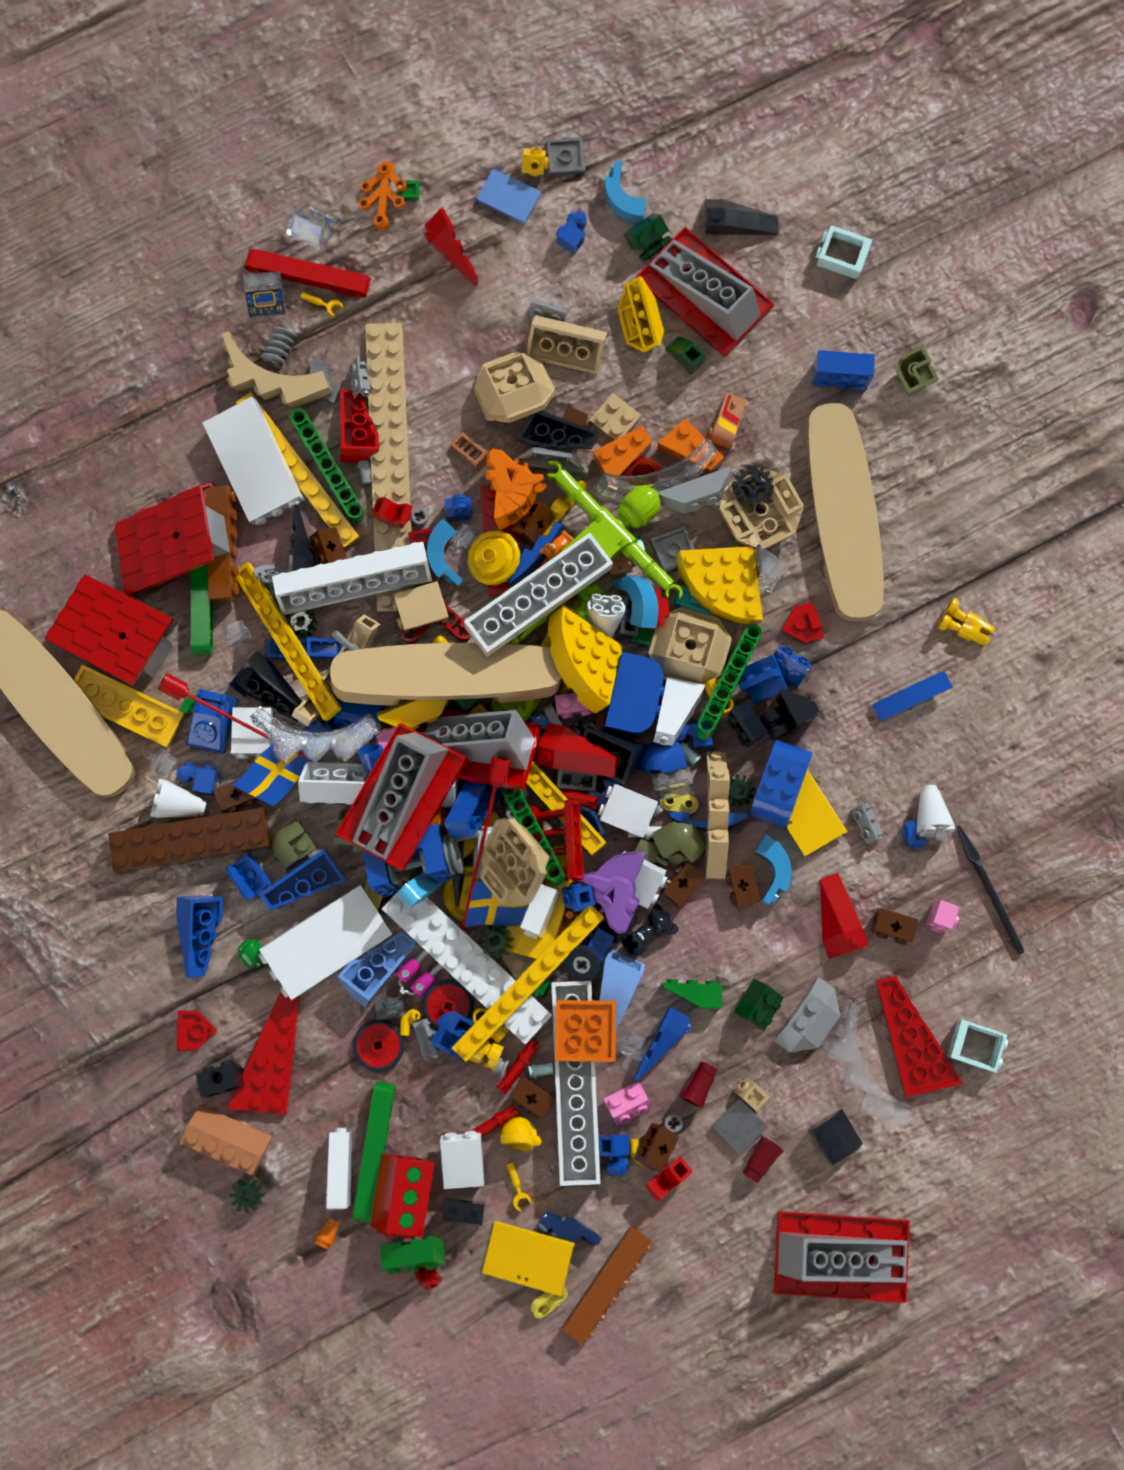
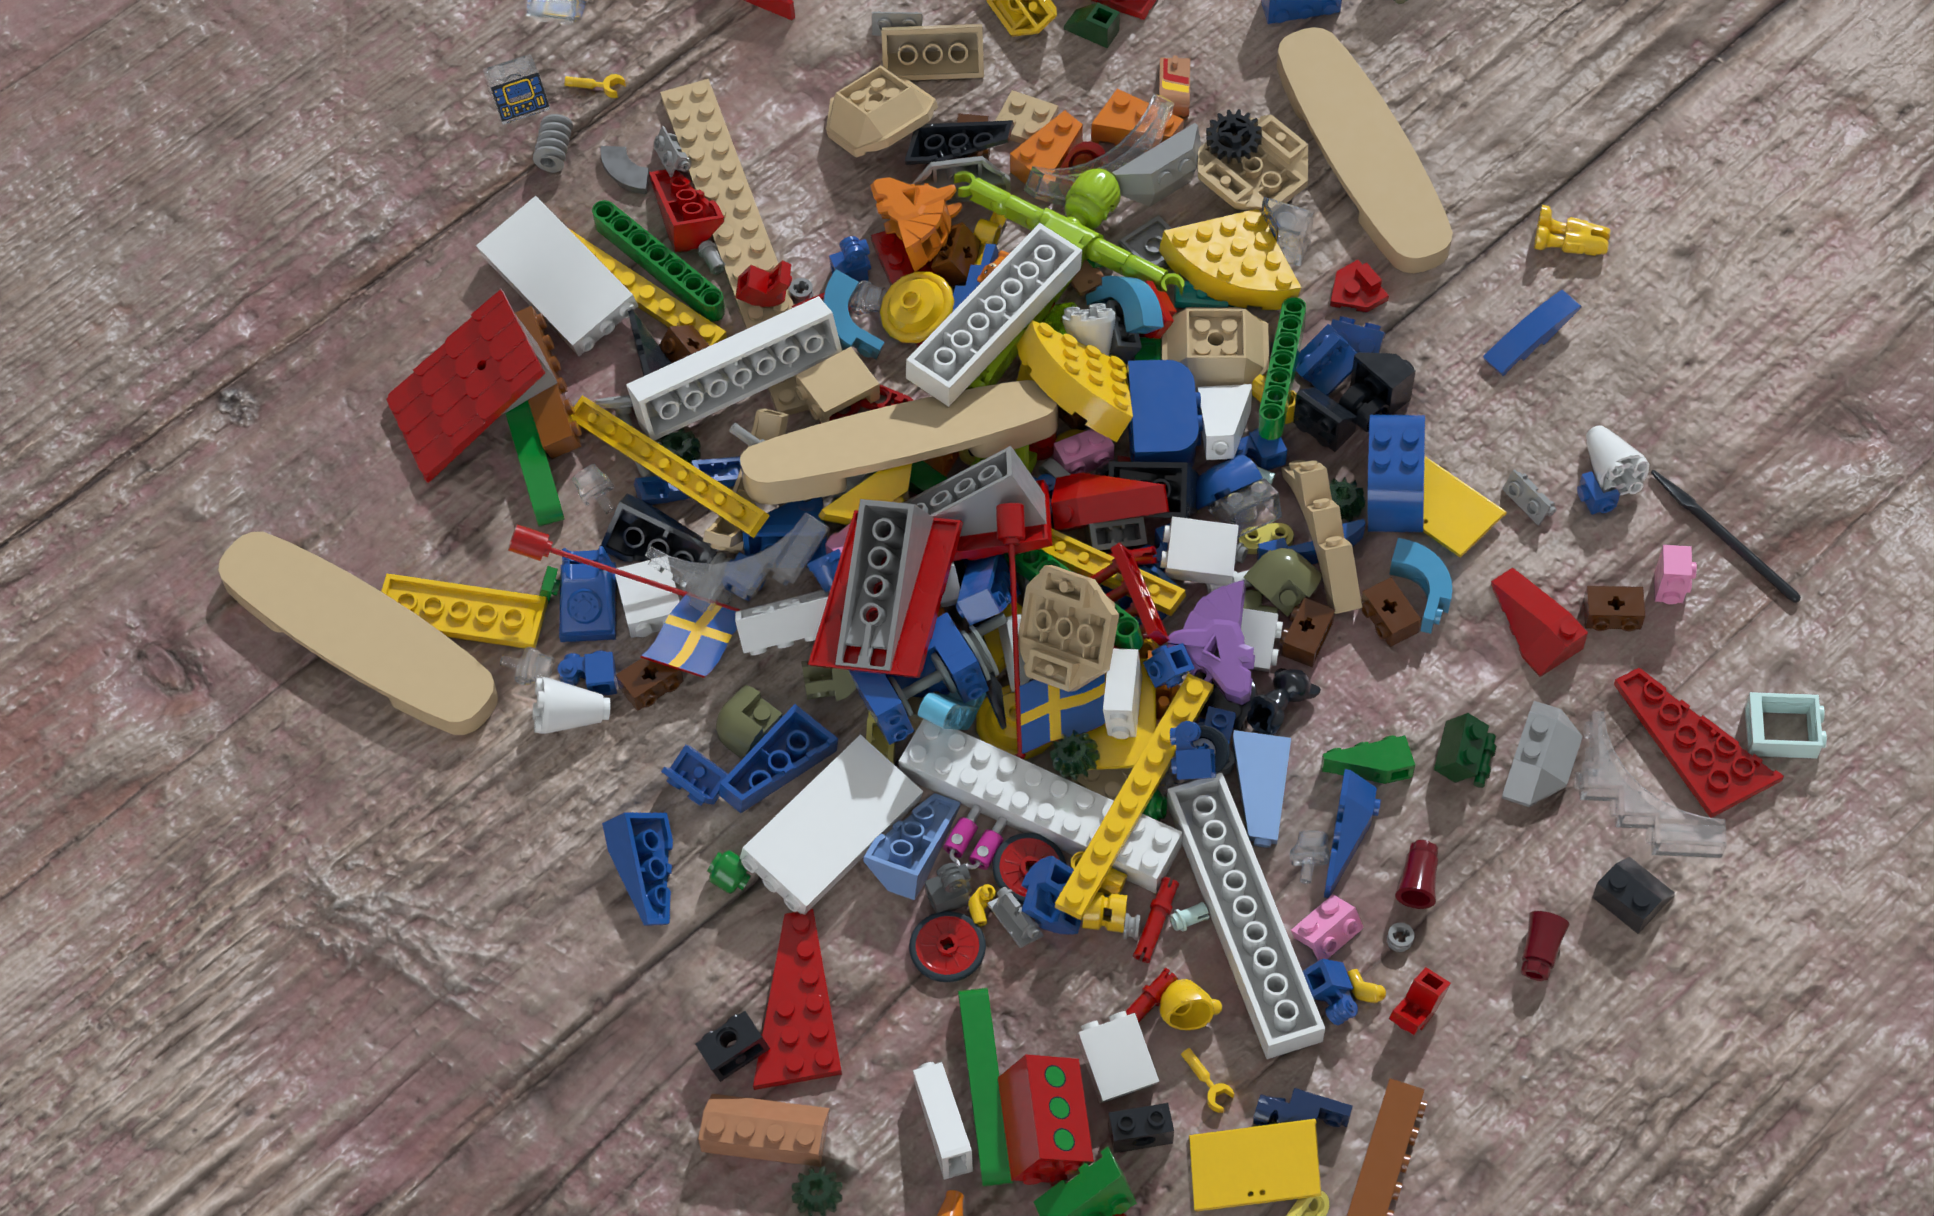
camera: 10 degrees left, 20 degrees down
(112, 631) = (421, 516): red piece -> none
(189, 840) = (600, 751): reddish brown brick -> none
(192, 1030) = (672, 994): red plate -> none
(292, 389) = (586, 182): tan arch -> none
(308, 273) = (572, 52): red beam -> none
(479, 460) = (858, 209): nougat slope -> none
(543, 1098) = (1179, 942): reddish brown brick -> none
(570, 972) = (1190, 761): none -> blue brick
(585, 1030) = (1236, 832): orange plate -> none
(656, 1148) = (1388, 966): reddish brown brick -> none
(739, 1126) = (1494, 916): flat silver tile -> none
(751, 1094) = (1497, 867): tan bracket -> none
(841, 1256) = (1702, 1047): piece -> none

